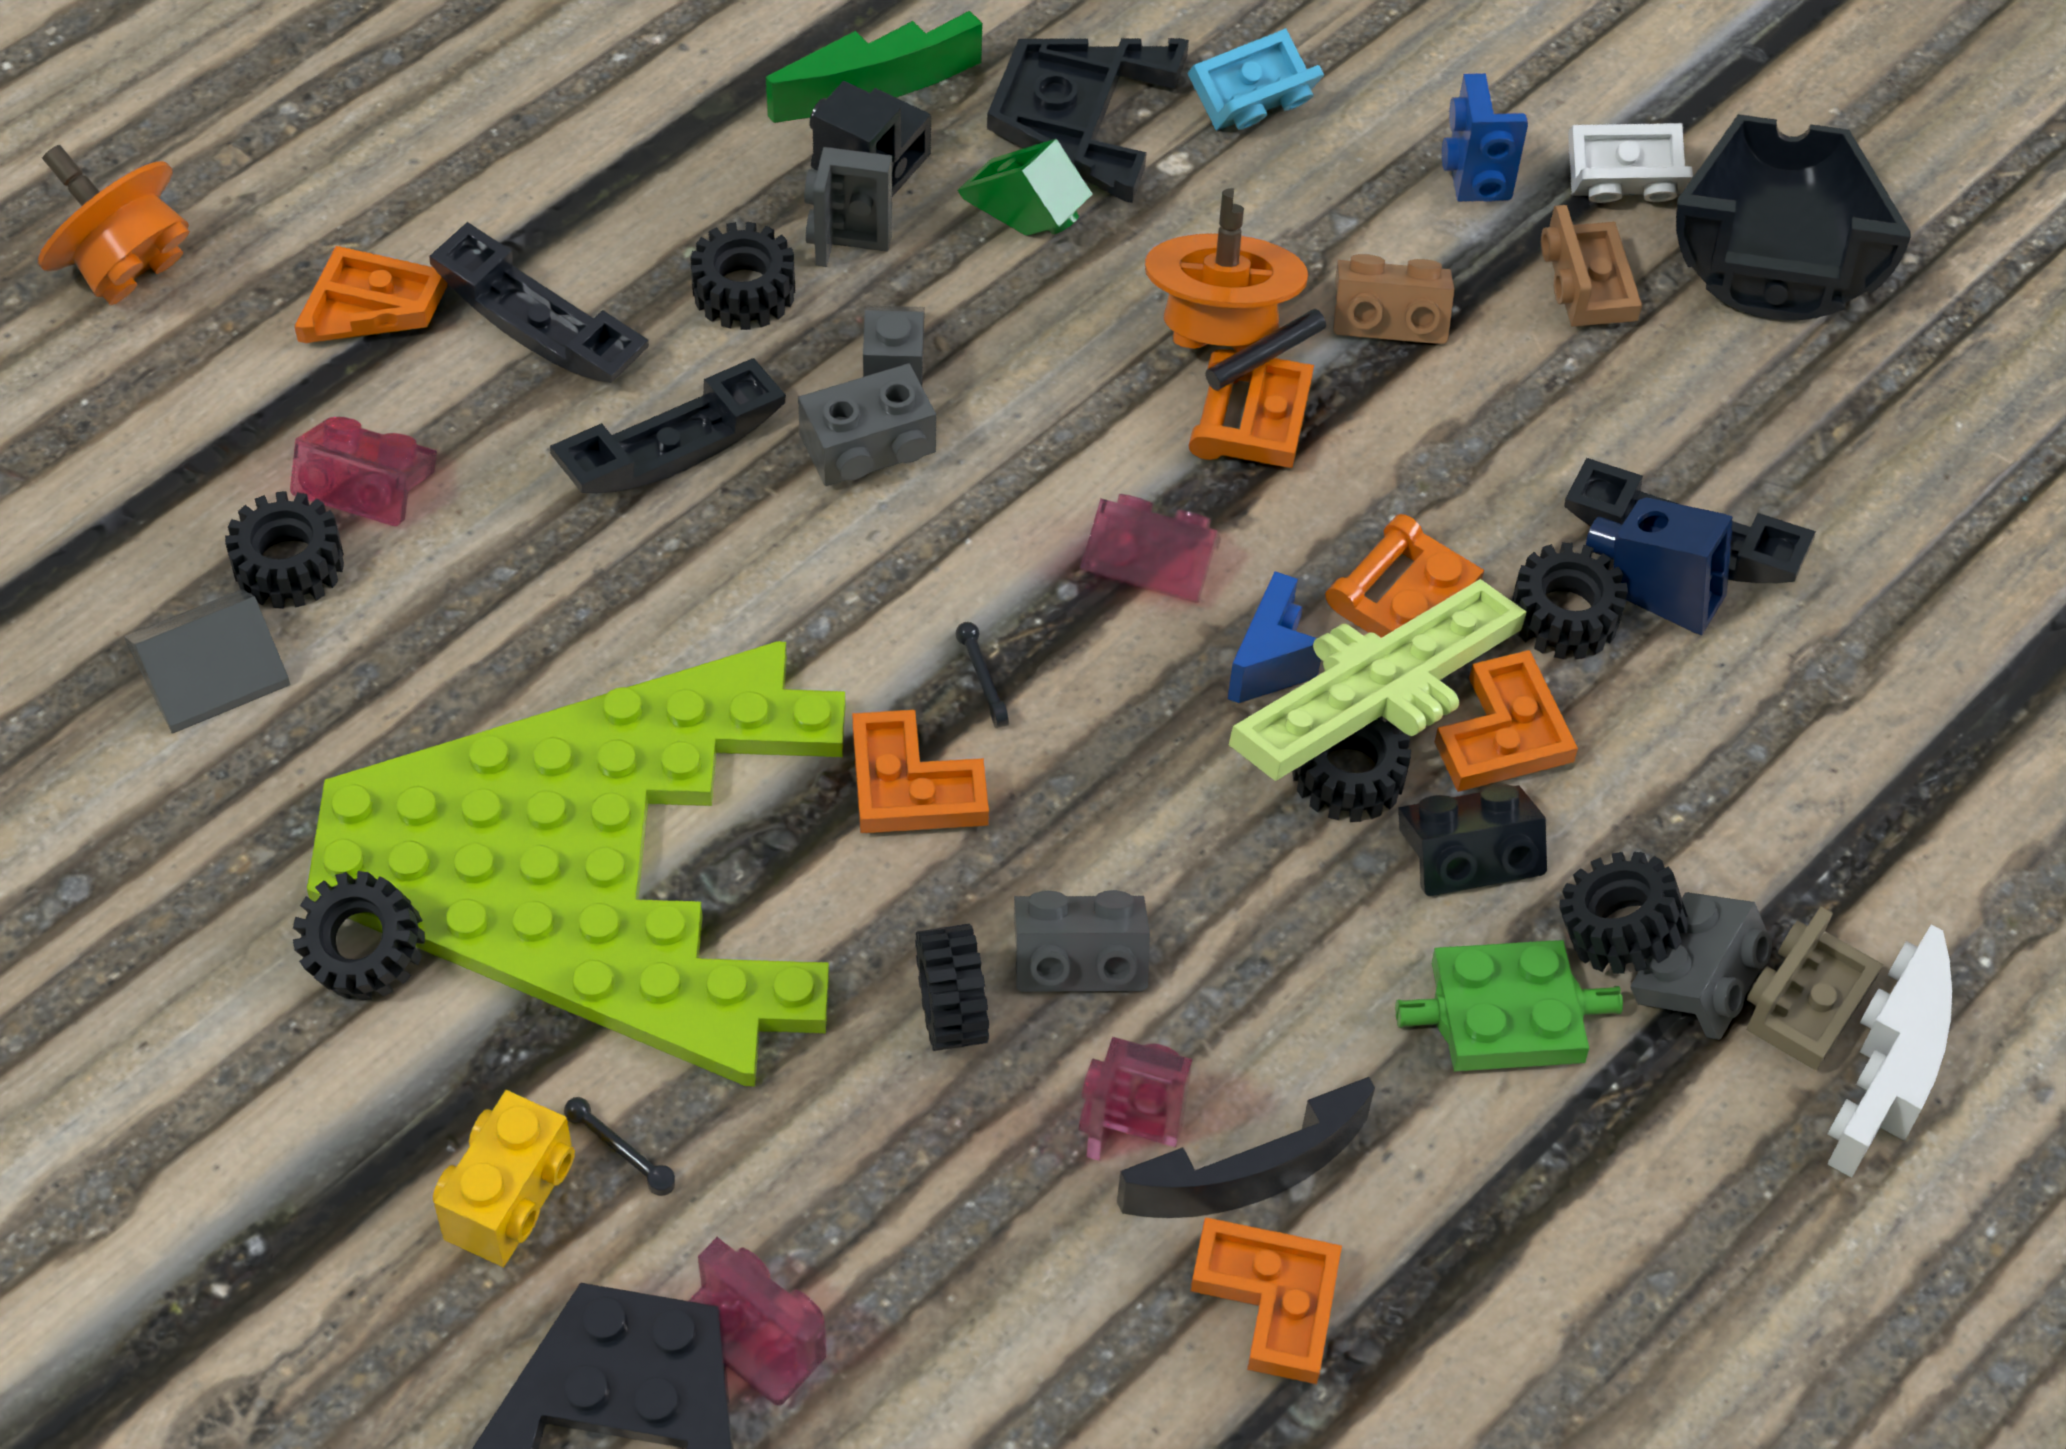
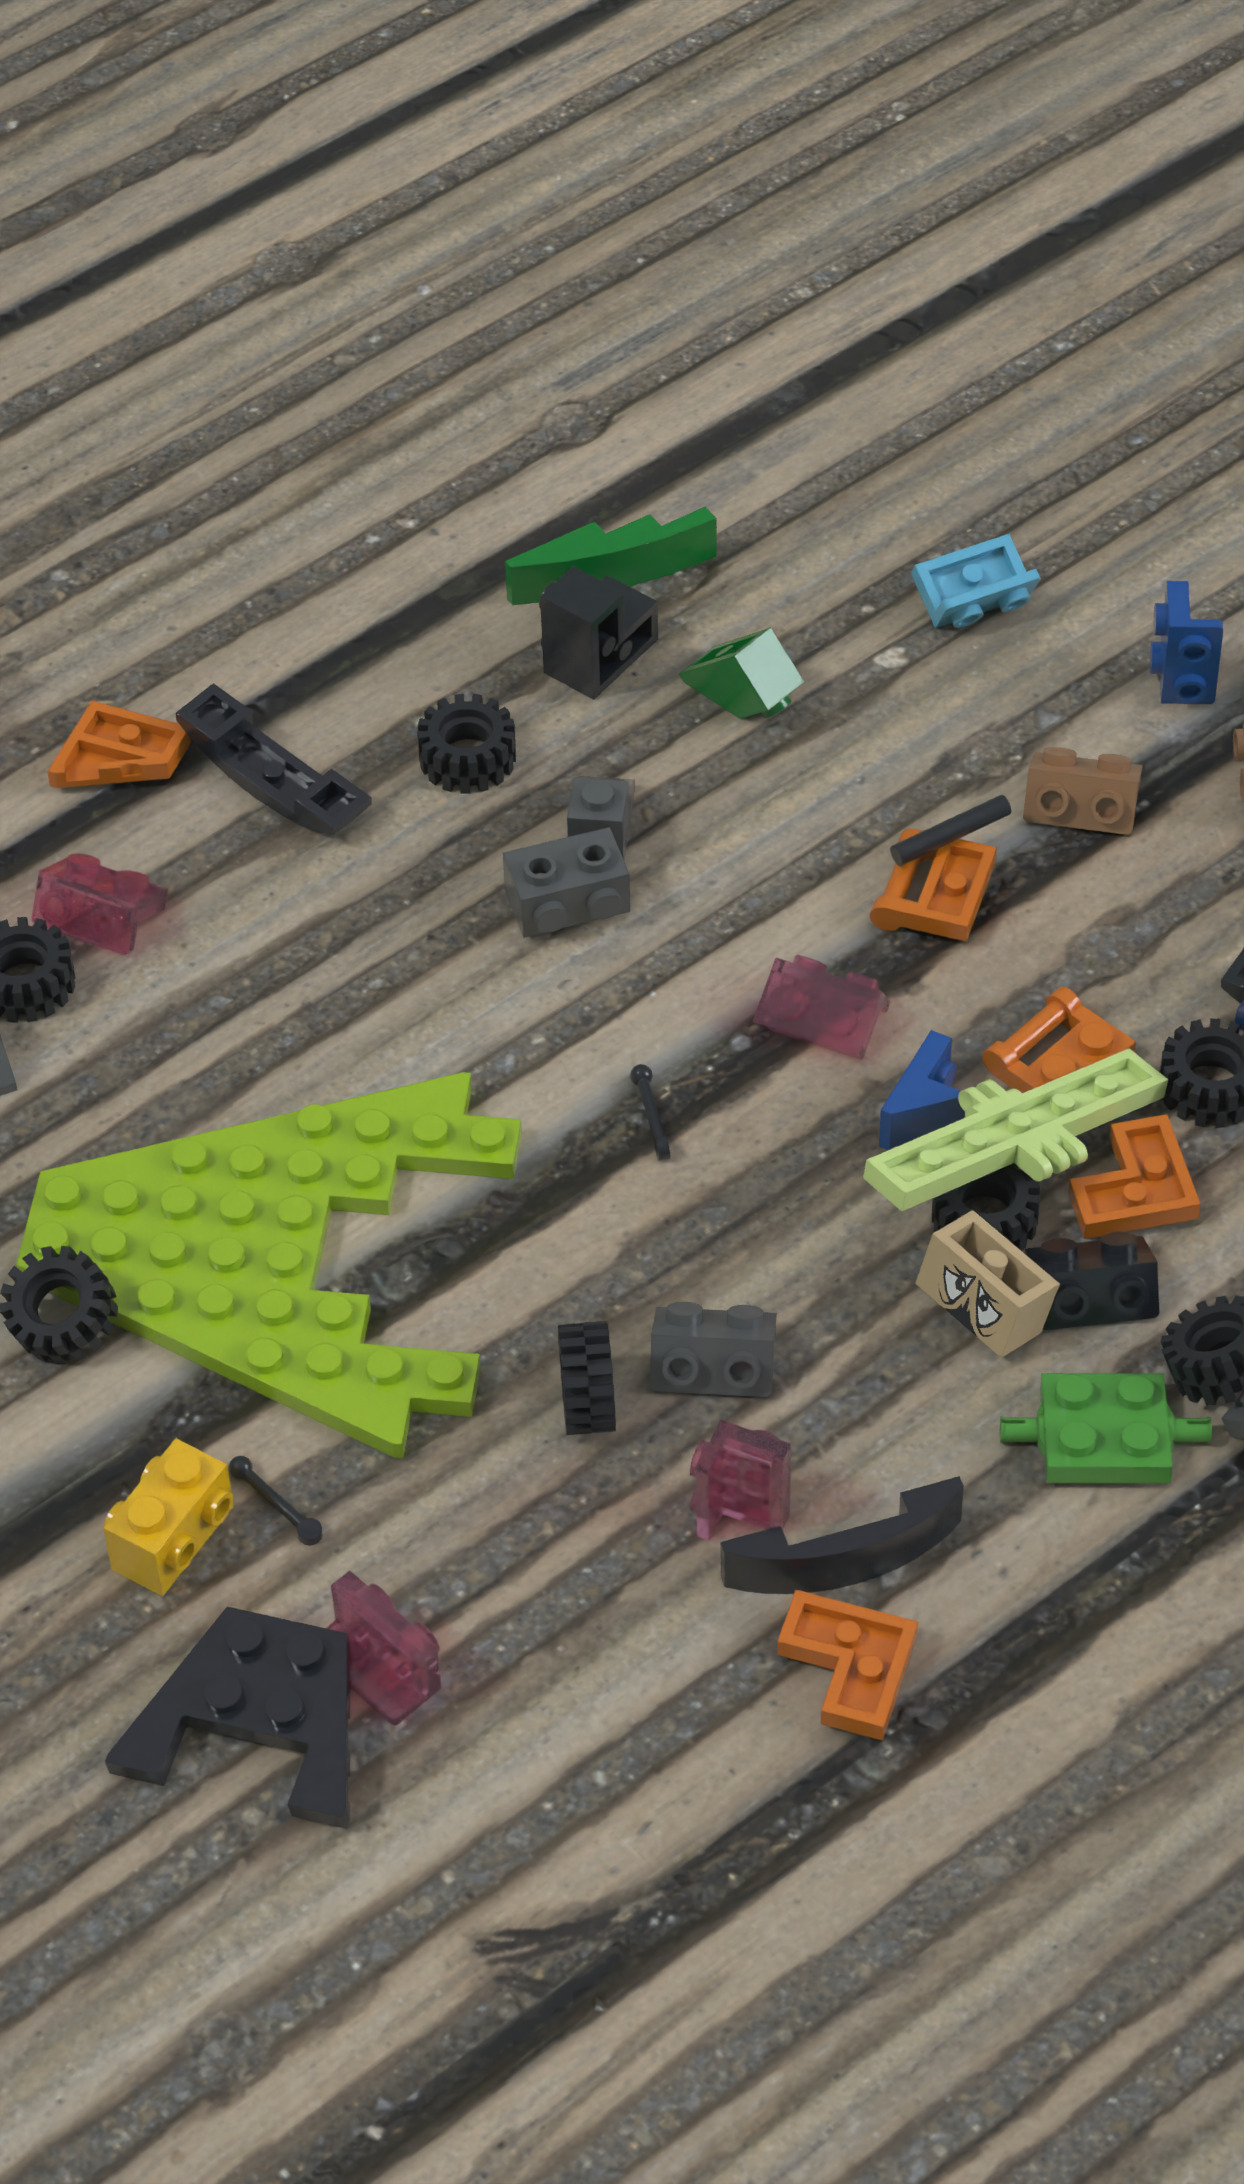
camera: 10 degrees right, 5 degrees down
(675, 440) = (387, 890): black slope -> none
(849, 202) = (570, 679): dark grey bracket -> none
(909, 794) = (566, 1211): orange plate -> none
(1063, 94) = (790, 588): black wing -> none
(1224, 283) = (916, 768): orange piece -> none
(1368, 852) = (987, 1283): none -> tan brick

